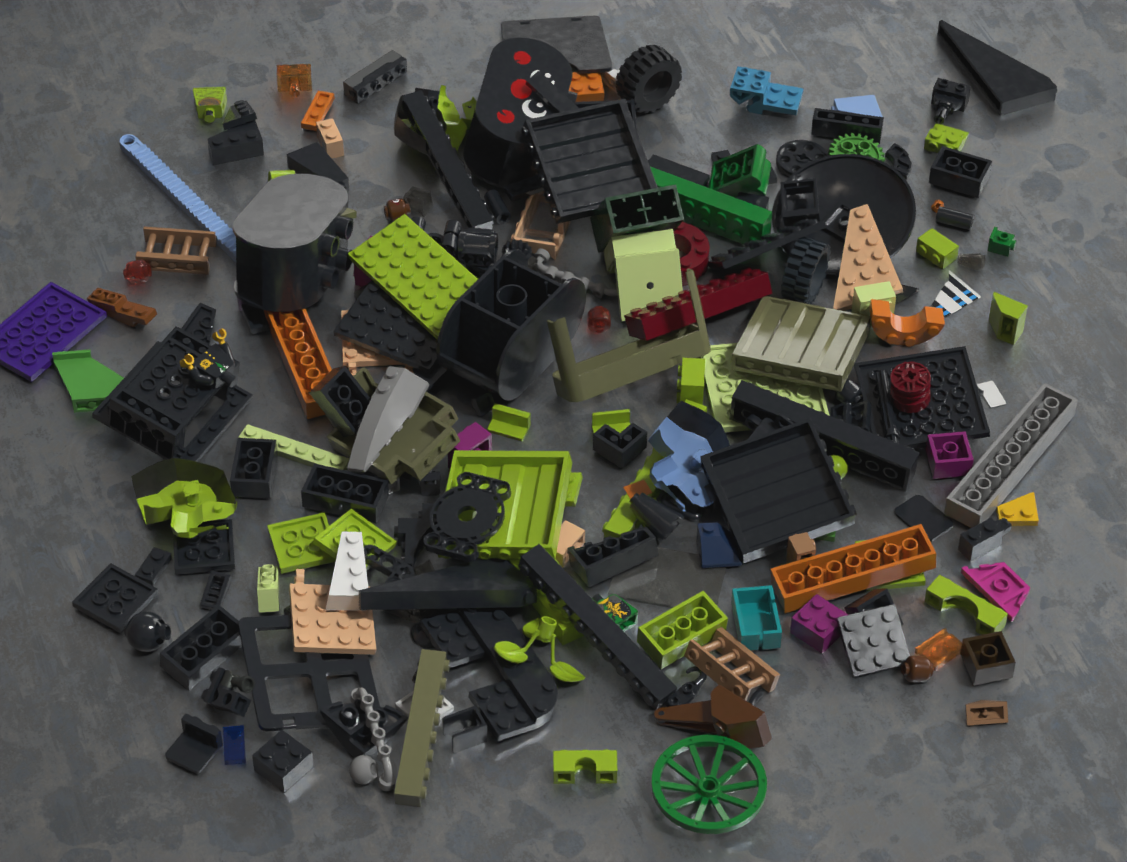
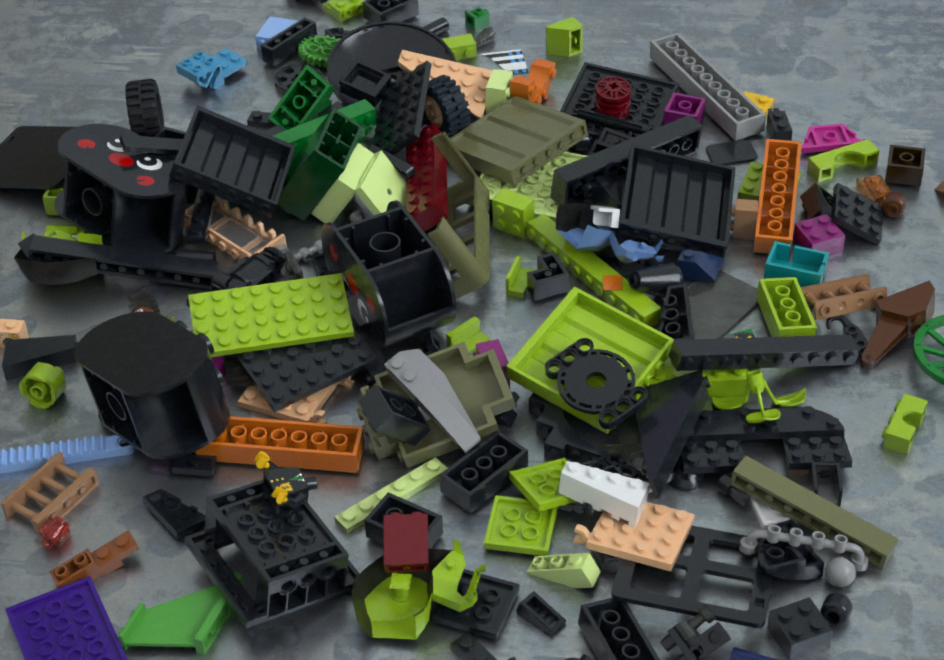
camera: 60 degrees left, 5 degrees down
(223, 469) = (406, 542): none -> dark red panel
(319, 780) = (836, 609): none -> black head
(693, 261) = (401, 166): none -> black beam
(712, 440) = (605, 216): none -> white panel

